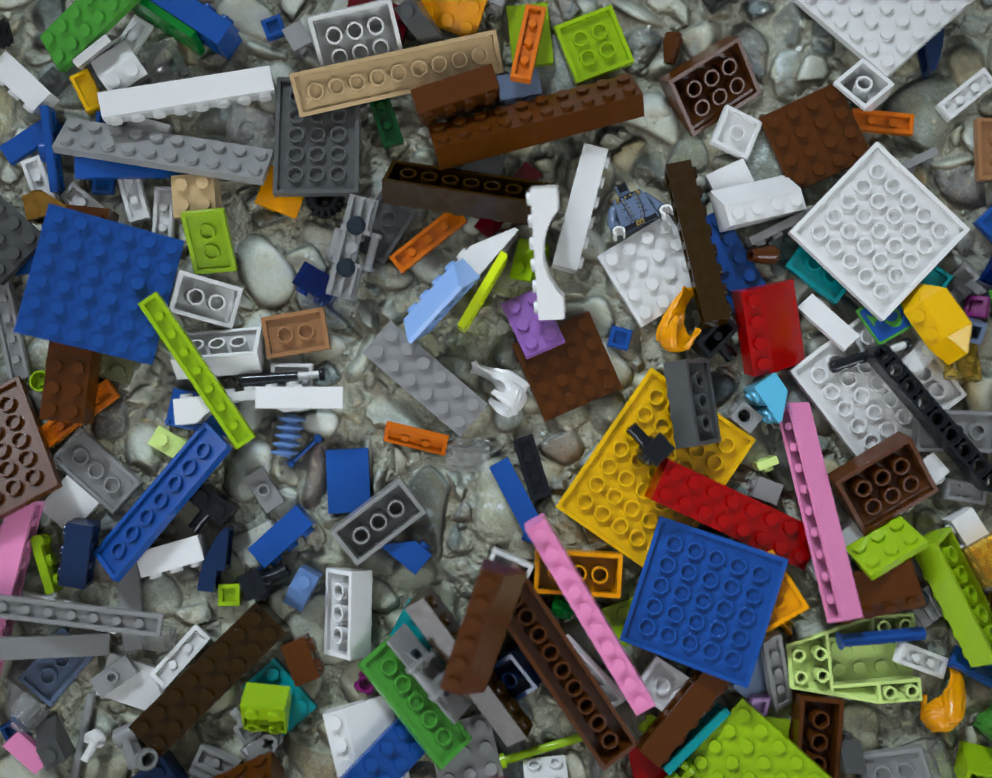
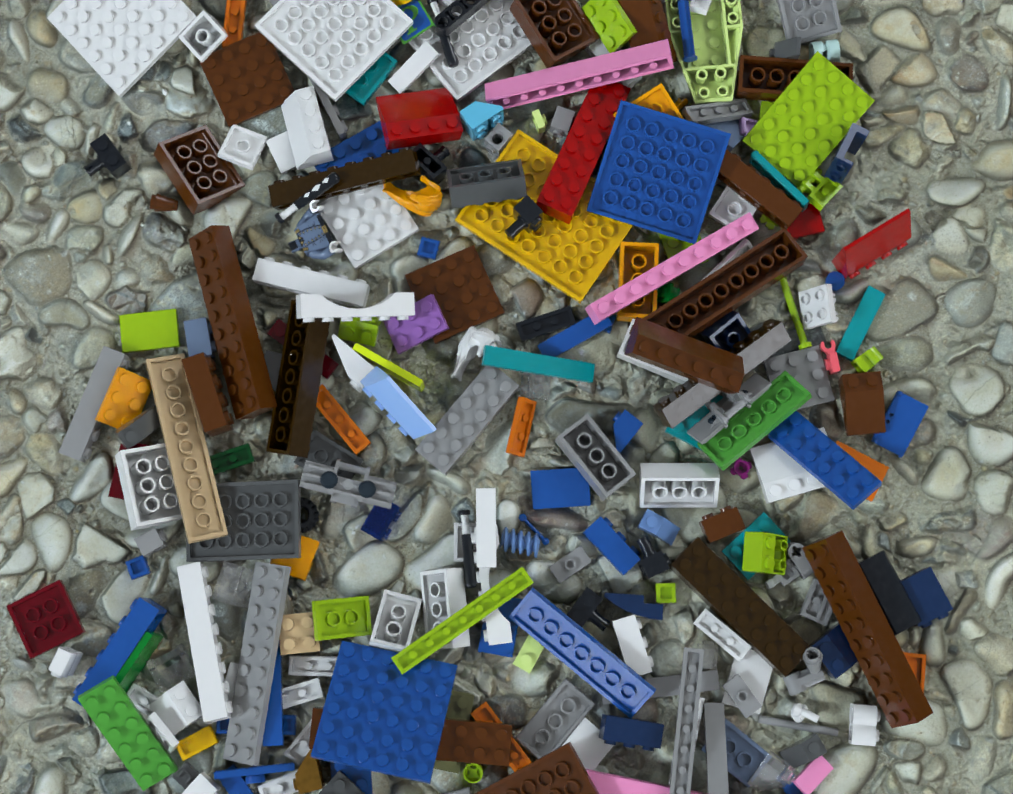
camera: 80 degrees left, 5 degrees down
(46, 562) = (639, 762): lime plate -> none
(295, 333) = (426, 538): medium nougat plate -> none
(483, 457) = (538, 364): none -> teal tile
(528, 44) = (160, 329): orange plate -> none
(593, 45) = (160, 273): lime plate -> none
(678, 205) = (310, 195): none -> black piece
(766, 254) = (353, 121): reddish brown cone -> none

